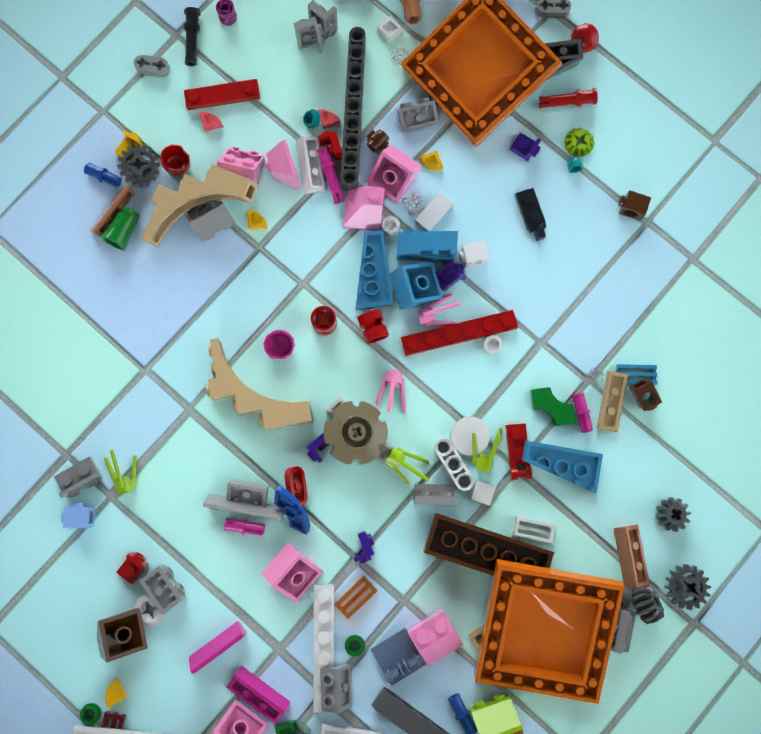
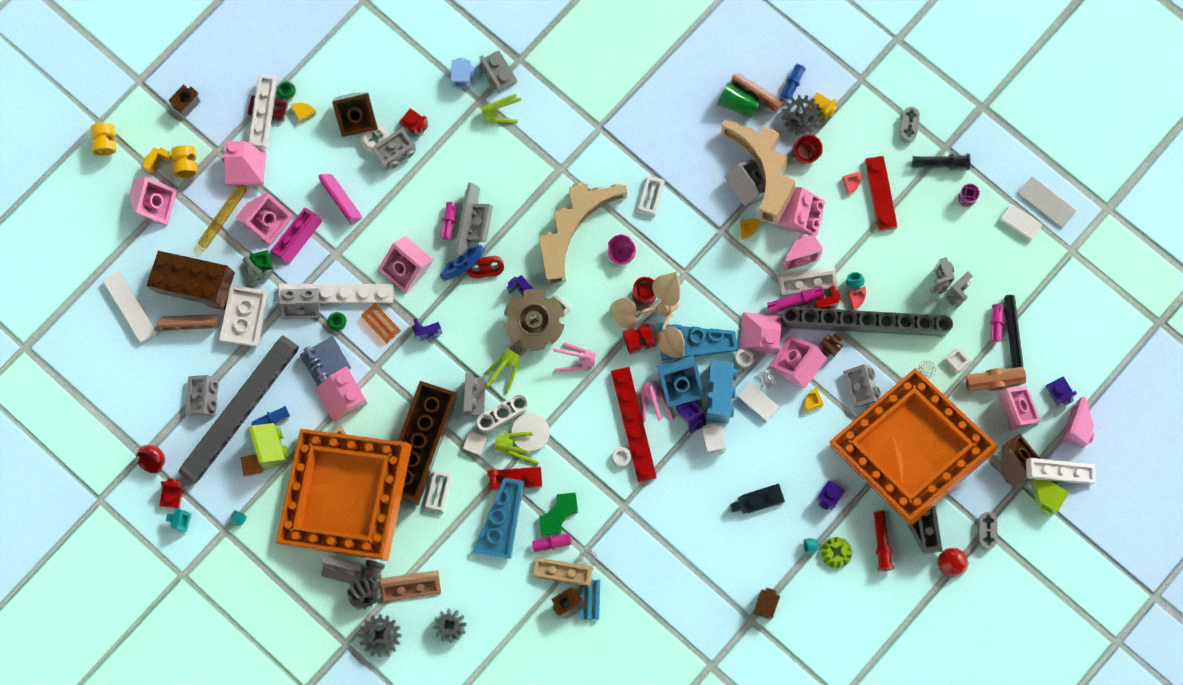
camera: 90 degrees right, 5 degrees down
(236, 320) = (647, 210): none -> white tile
(330, 292) = (667, 288): none -> tan plant

